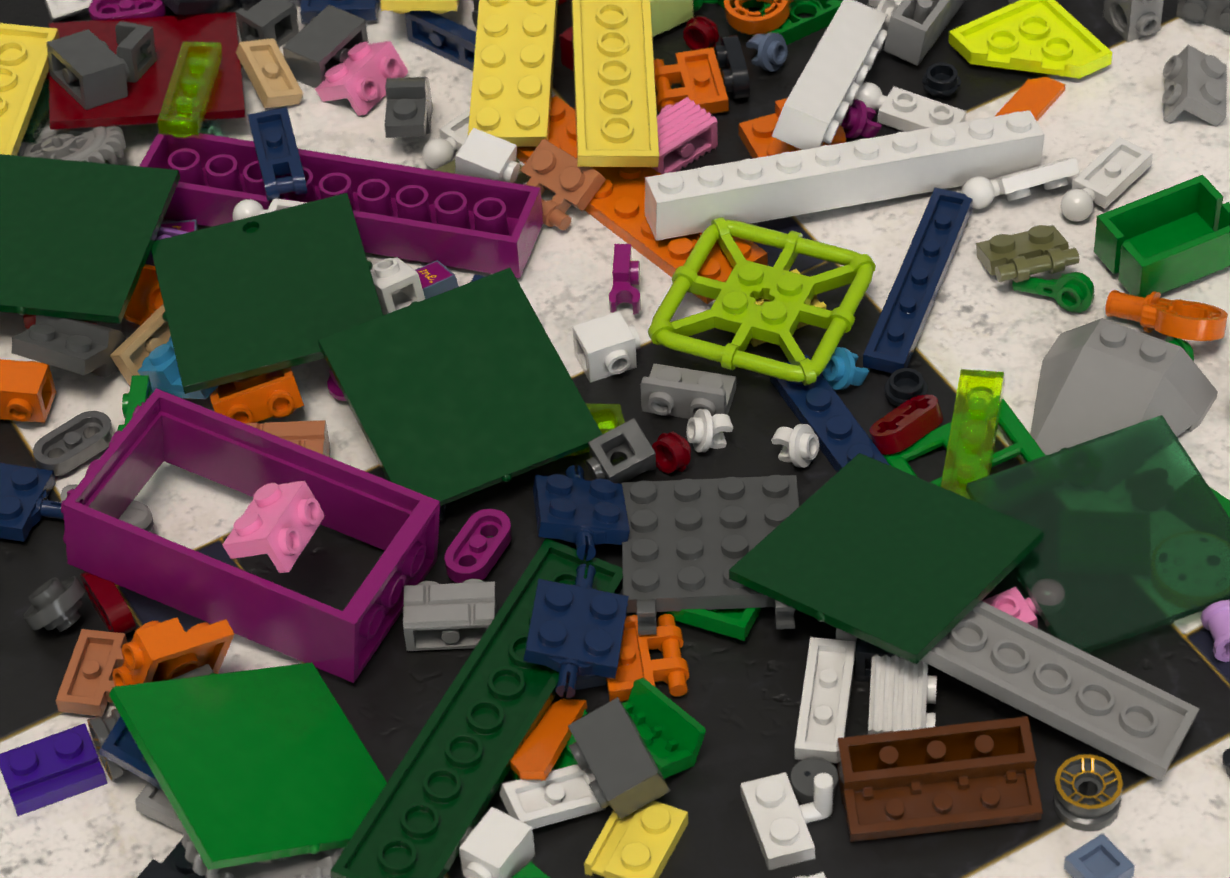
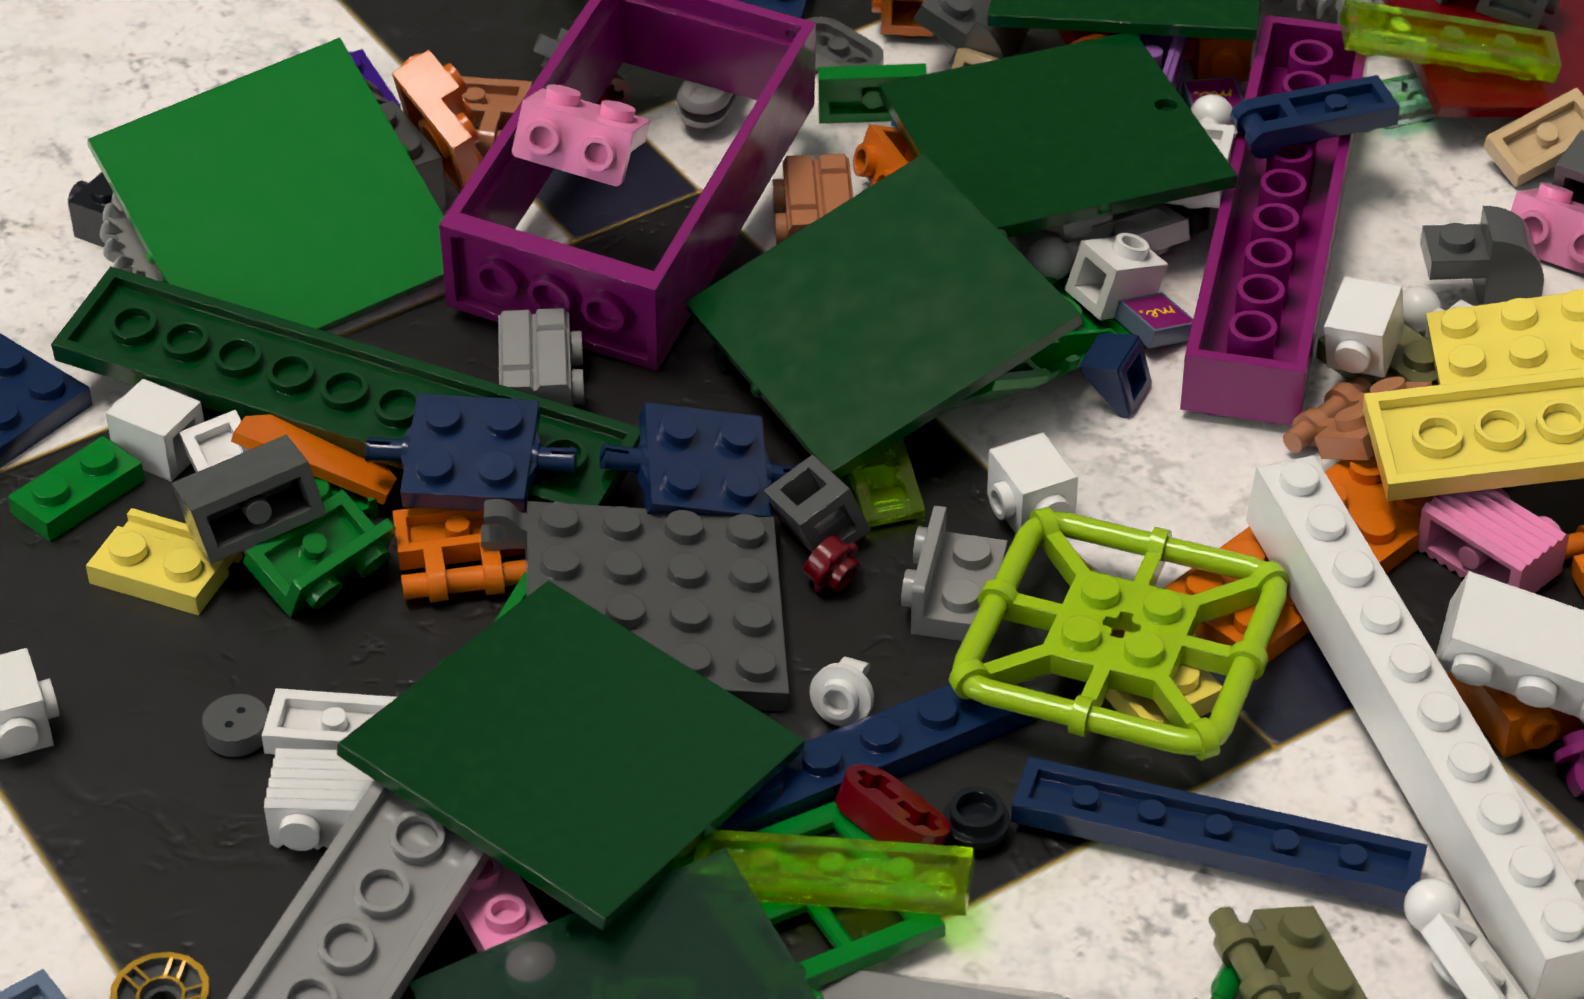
camera: 85 degrees right, 5 degrees down
(472, 553) = (642, 379): magenta plate -> none
(624, 276) = (1175, 499): magenta plate -> none
(707, 430) = (871, 592): white plate -> none
(781, 821) = (175, 693): white plate -> none
(842, 370) = (1008, 734): dark azure plate -> none
(938, 779) = (193, 836): reddish brown brick -> none

